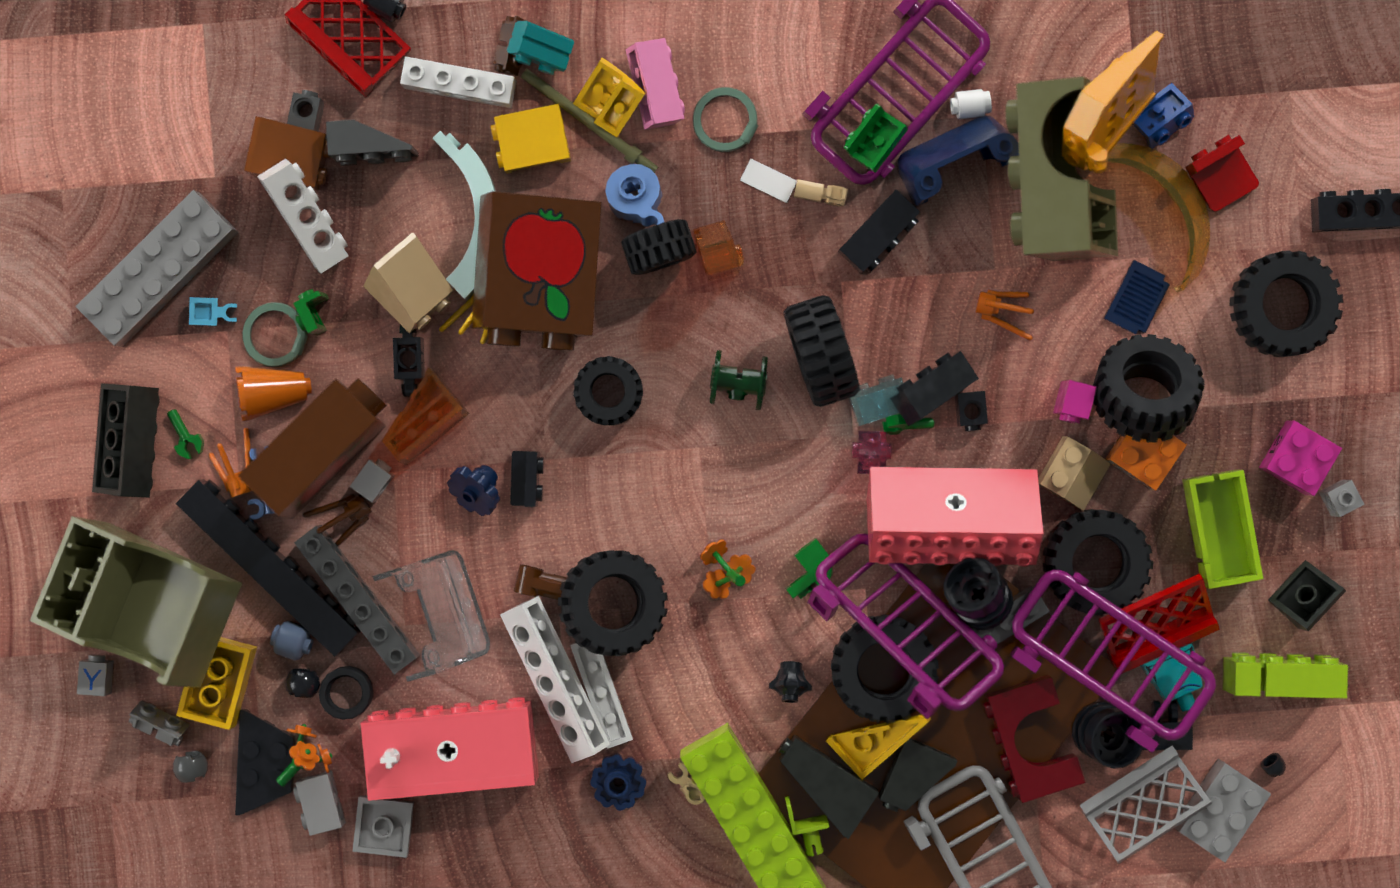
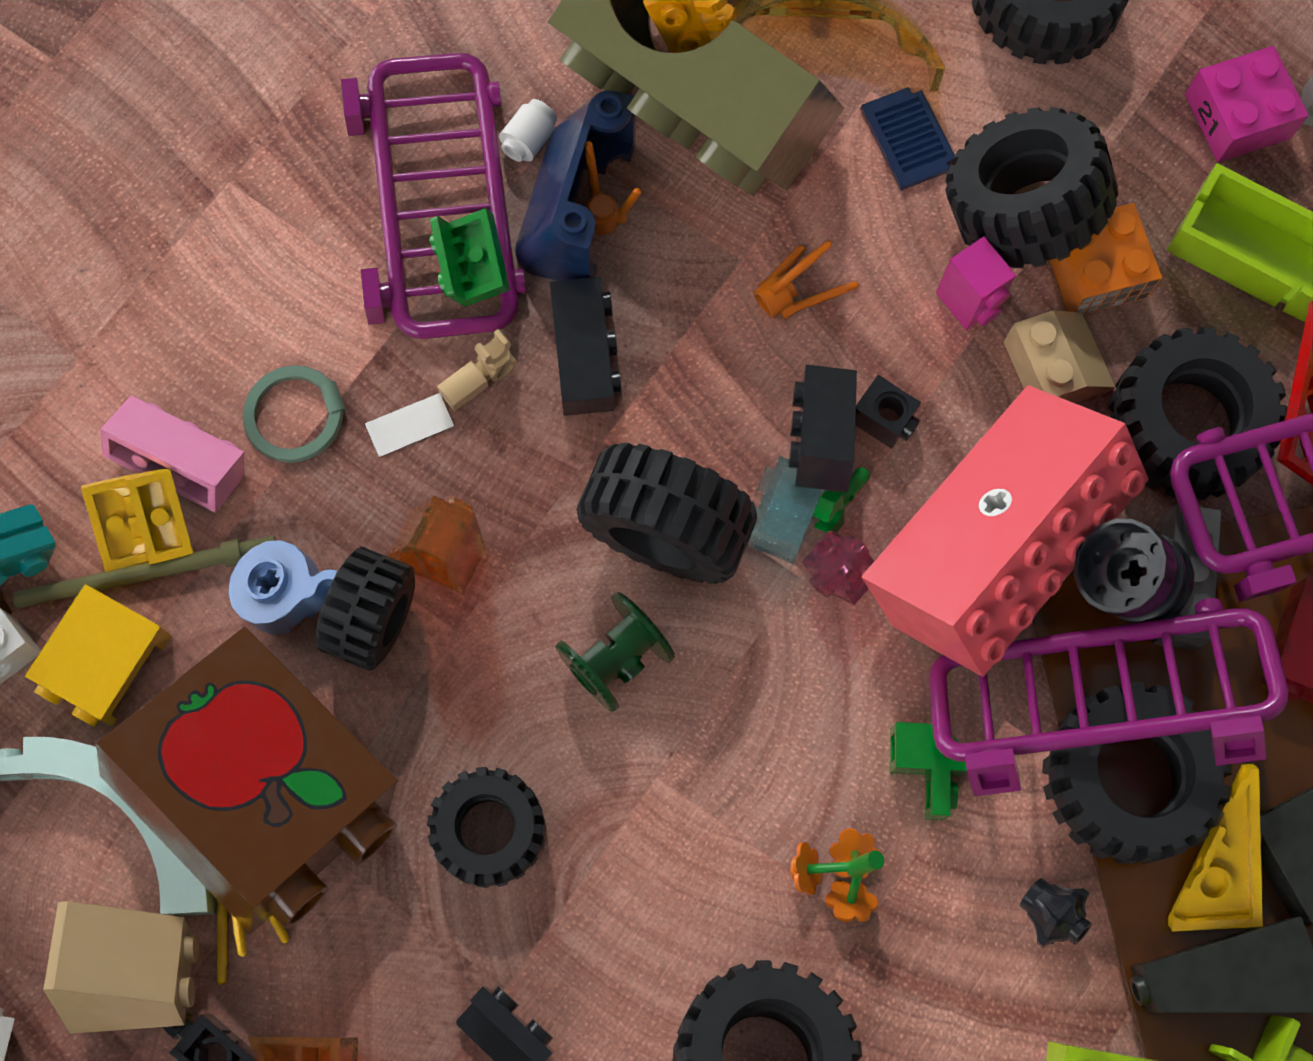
camera: 55 degrees left, 15 degrees down
(960, 178) = (603, 206): none -> orange plant

